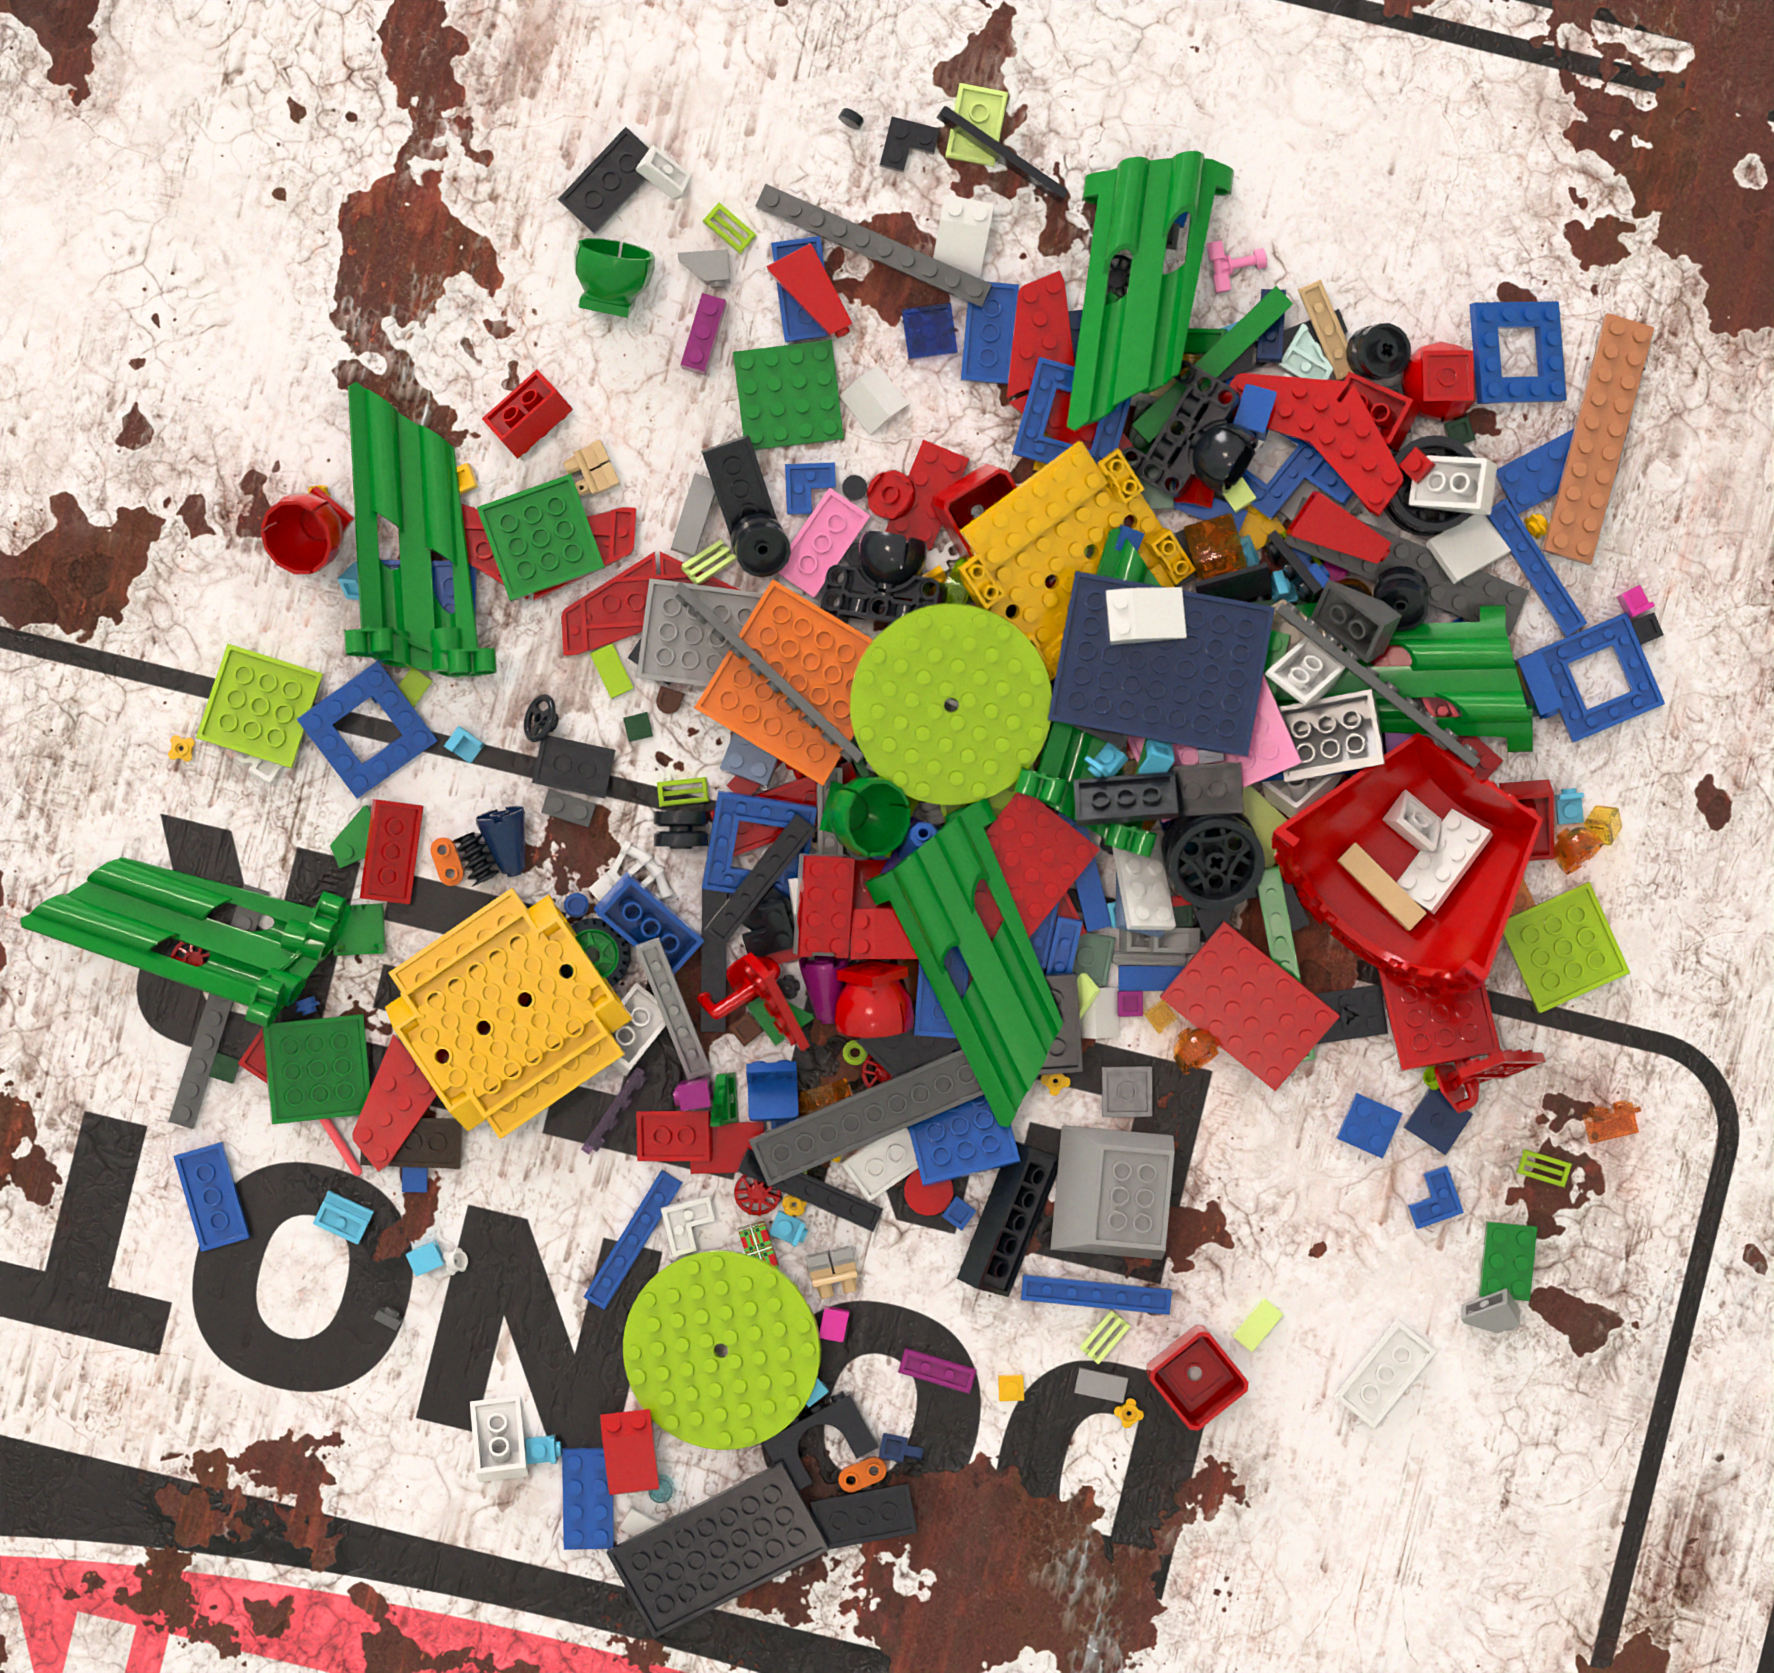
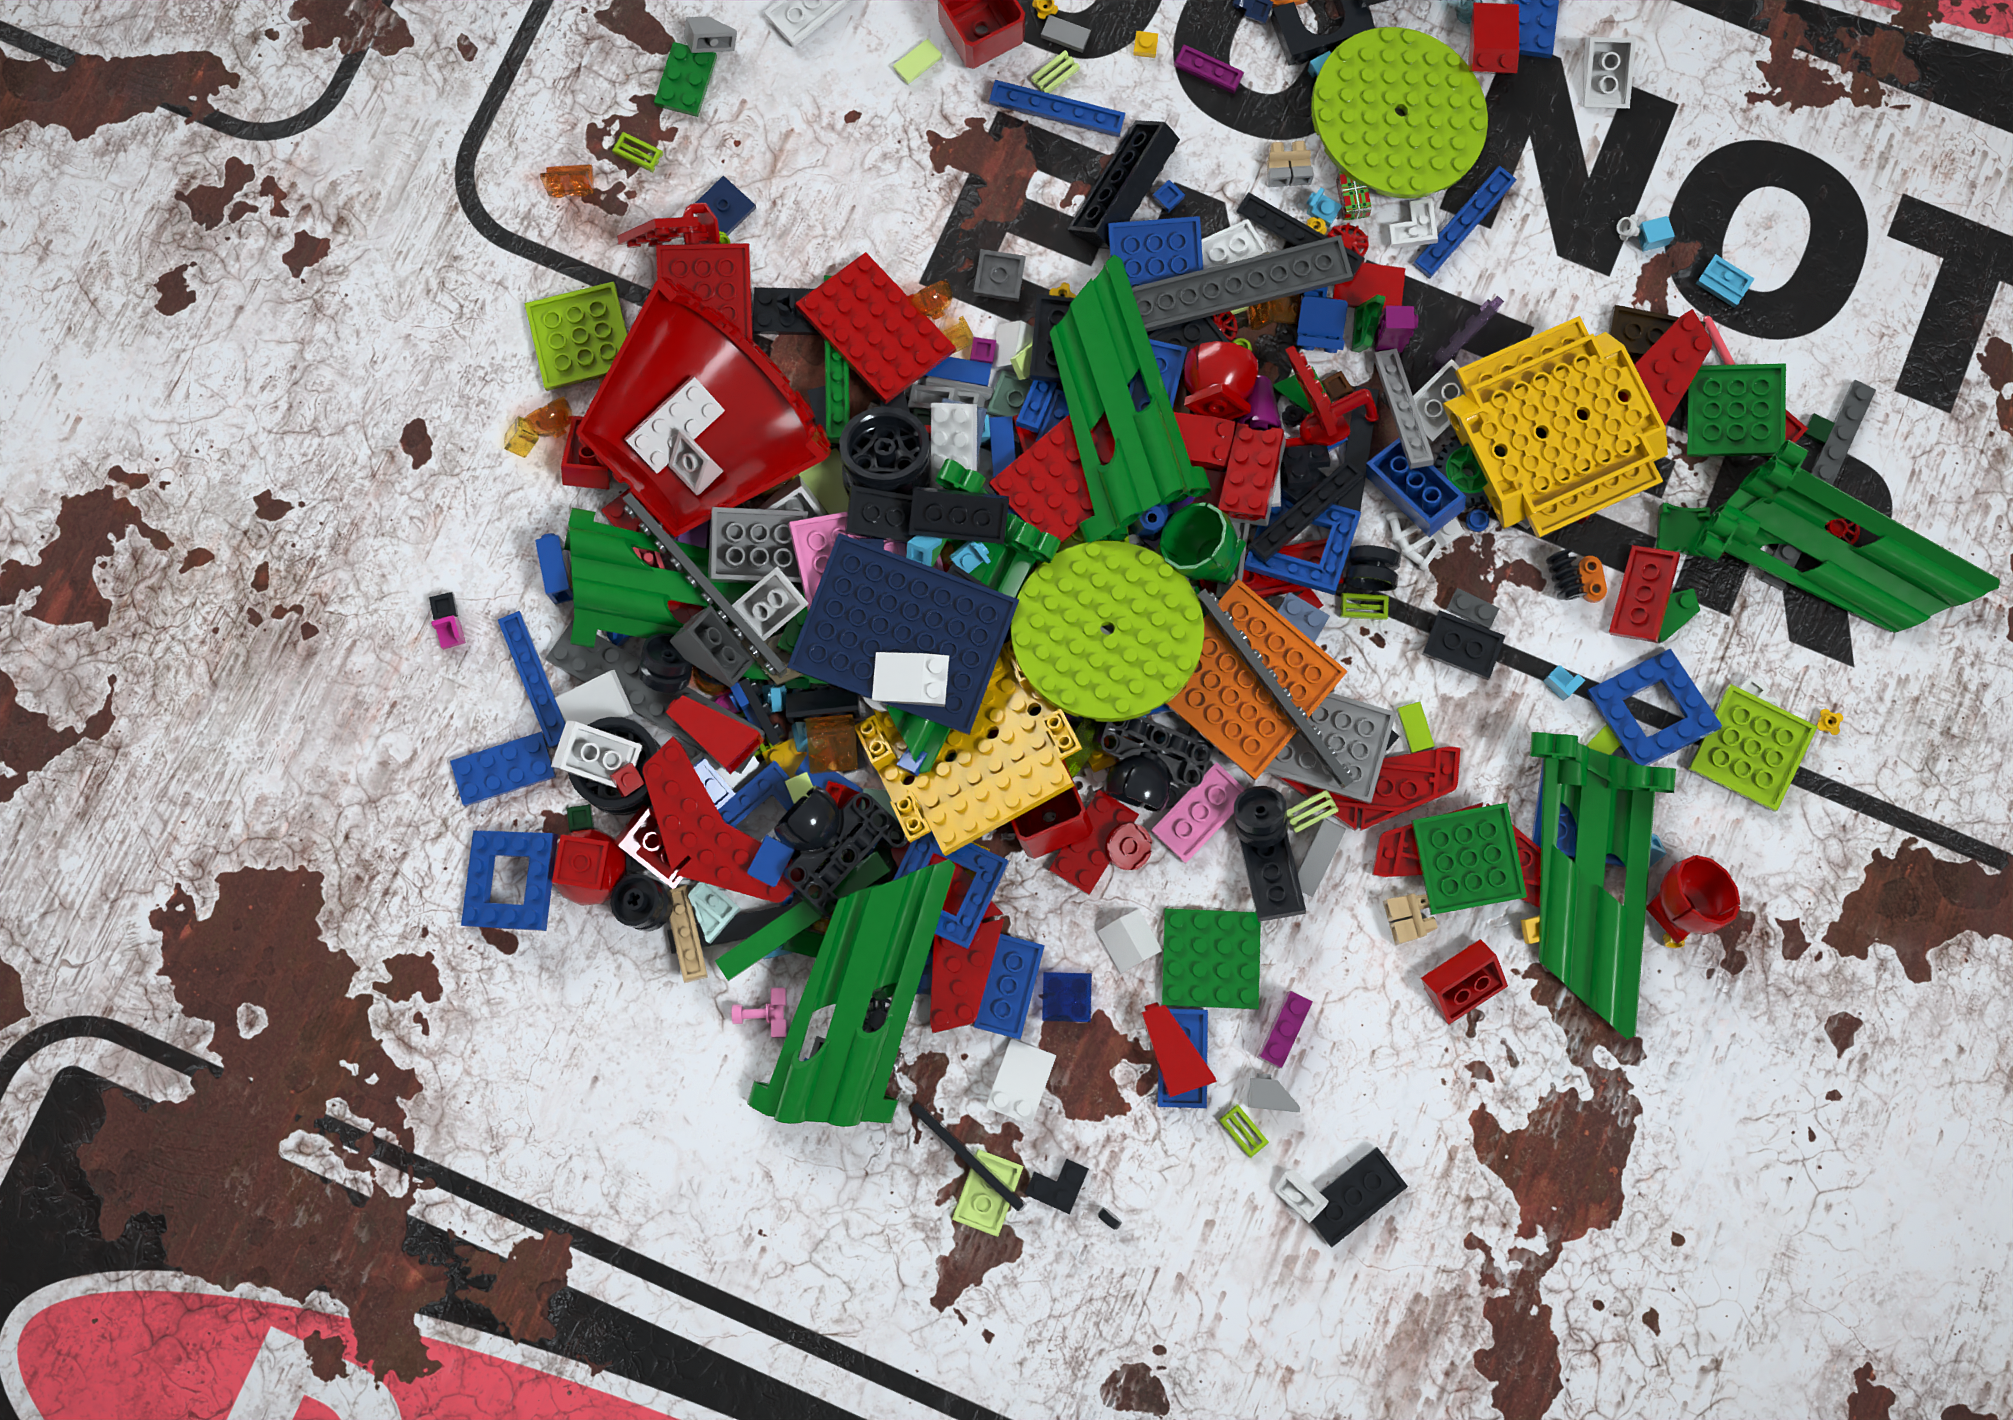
camera: 175 degrees left, 10 degrees down
(212, 1196) = (1843, 318): blue plate -> none
(307, 1005) = (1737, 470): blue plate -> none
(389, 1317) = (1694, 188): dark grey plate -> none
(414, 1179) = (1656, 302): blue tile -> none
(505, 838) = (1537, 589): dark blue cone -> none
(543, 1449) = (1569, 58): medium azure bracket -> none
(544, 720) = (1486, 691): black piece -> none
(610, 280) = (1375, 1091): green plate -> none
(638, 726) = (1398, 672): dark green tile -> none
(669, 700) = (1365, 691): reddish brown tile -> none
(674, 1135) = (1428, 297): red plate -> none
(803, 478) = (1210, 875): blue plate -> none
(834, 1323) = (1295, 120): dark pink panel -> none
(854, 487) = (1161, 860): black tile -> none
(873, 245) = (1108, 1089): dark grey plate -> none
(928, 1199) = (1195, 207): red tile -> none
(1113, 1192) = (1026, 192): light grey piece -> none
(1271, 341) = (742, 927): dark blue plate -> none
(1369, 1125) = (786, 212): blue plate -> none
(1381, 886) = (735, 408): tan tile -> none
(1443, 1201) = (733, 137): blue plate -> none
(1536, 525) = (525, 717): yellow plate -> none
(1569, 807) = (549, 459): medium azure bracket -> none
(1598, 439) = (450, 788): nougat plate -> none
(1643, 693) = (458, 551): blue plate -> none

